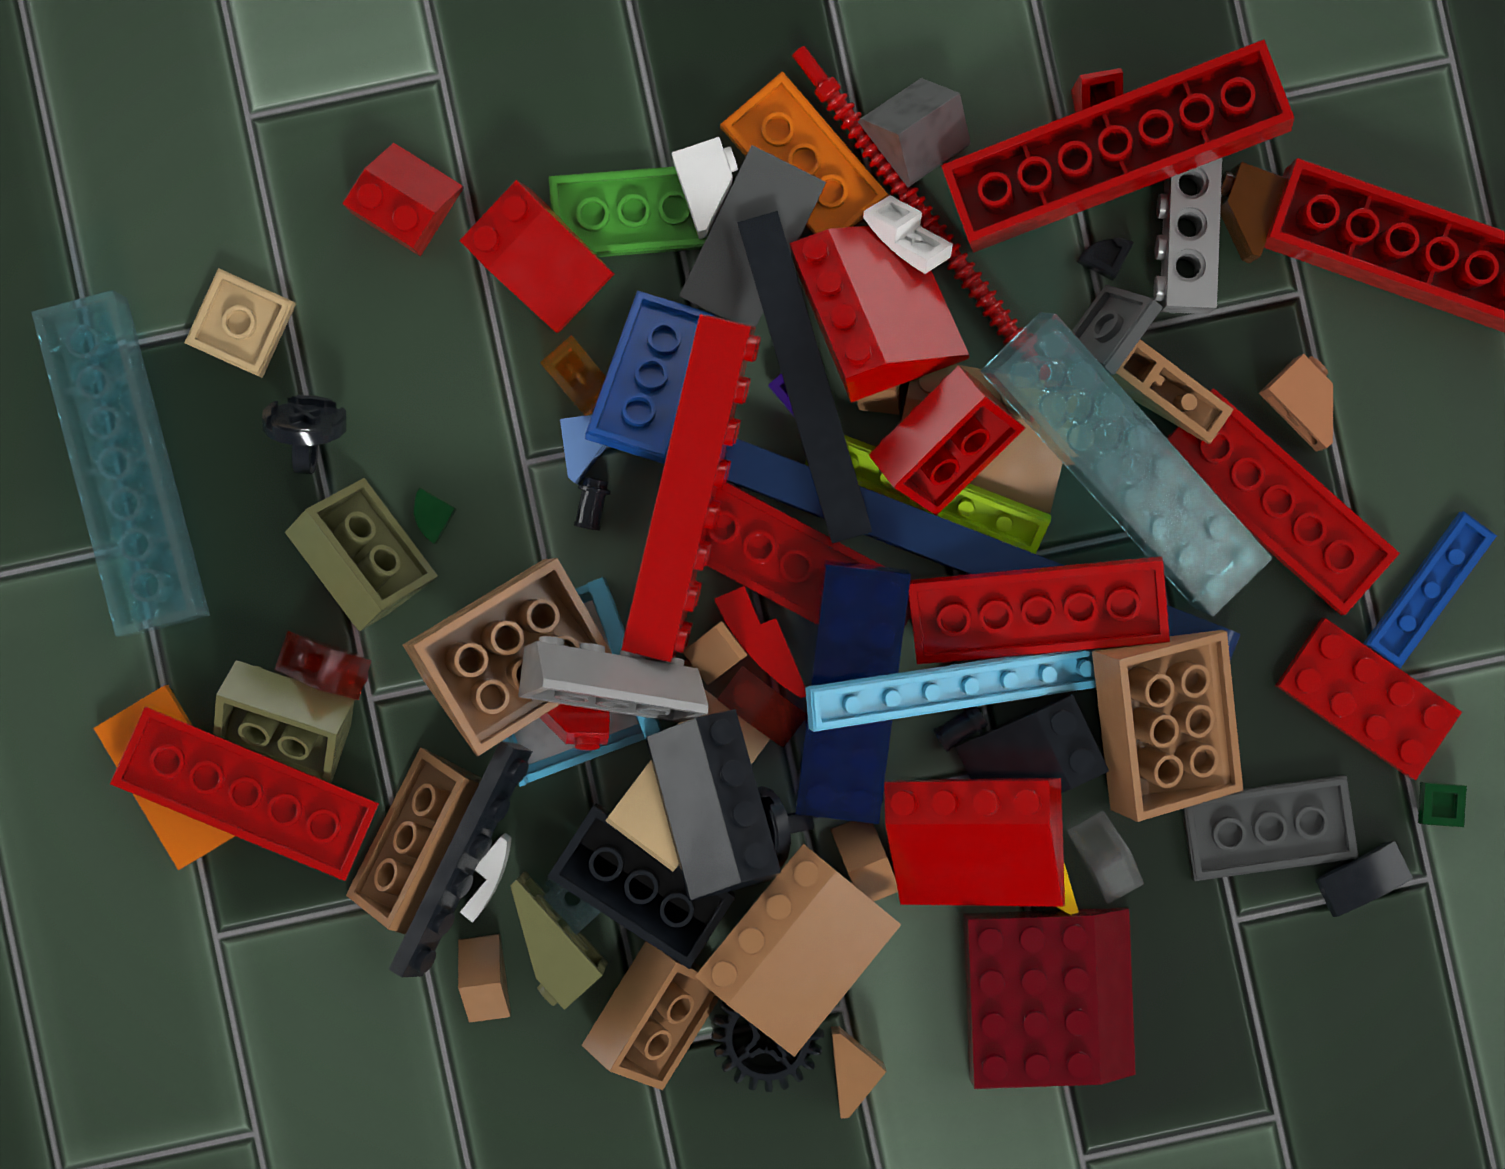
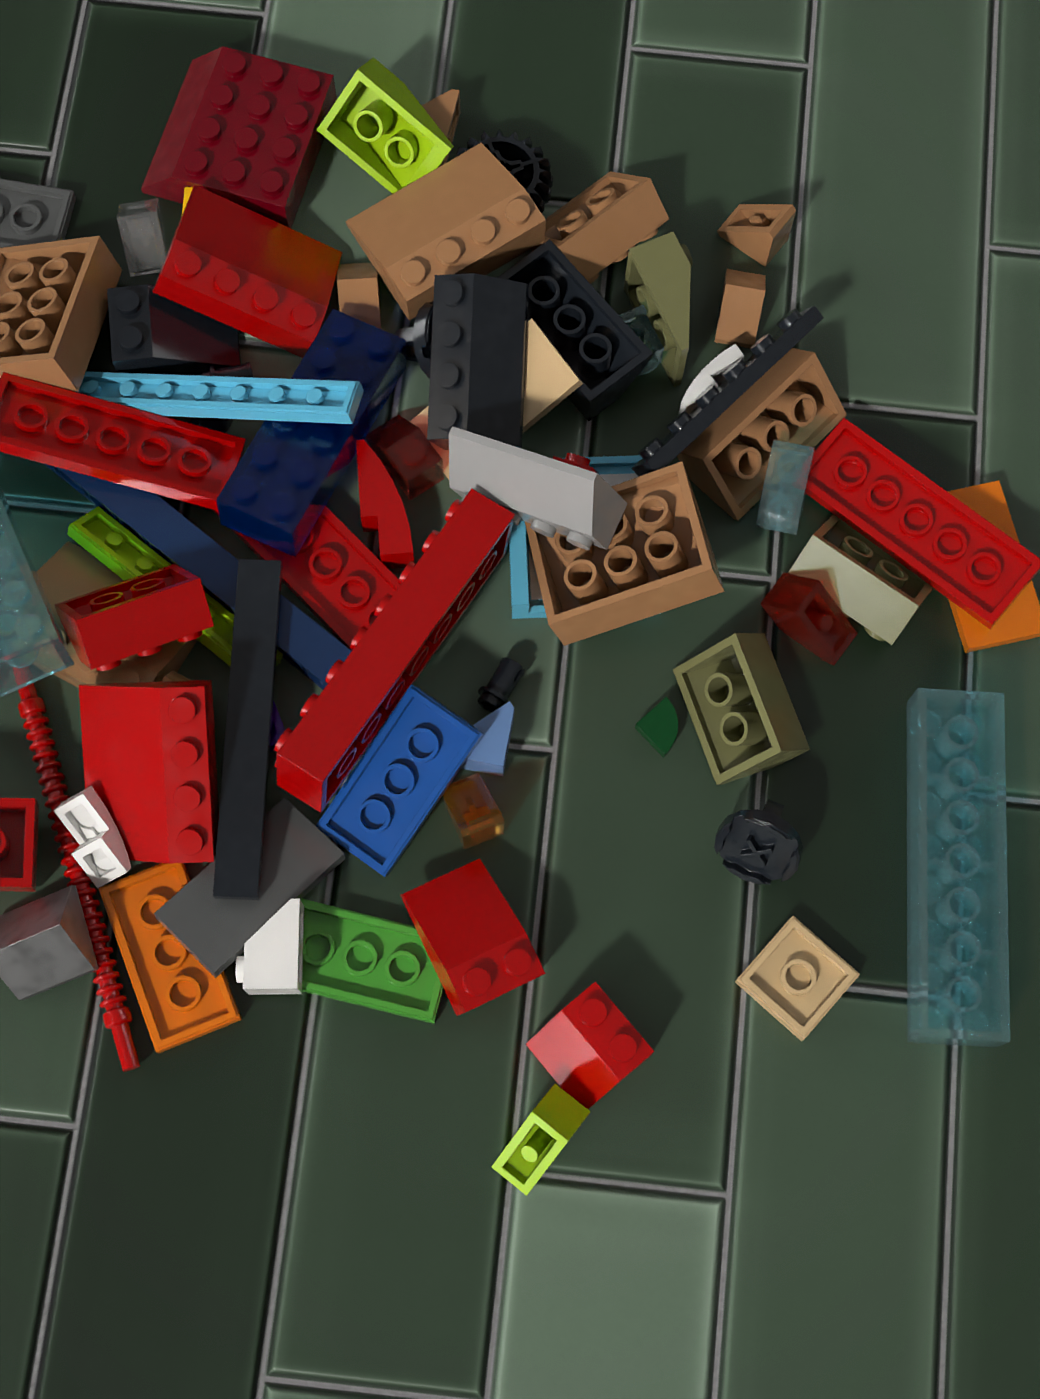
camera: 165 degrees left, 15 degrees down
(381, 788) = (785, 487): none -> clear light blue slope
(420, 106) = (540, 1139): none -> lime slope
(492, 1068) = (759, 229): none -> medium nougat slope
(714, 653) = (425, 503): medium nougat slope -> none
(898, 1044) = (385, 128): none -> lime slope

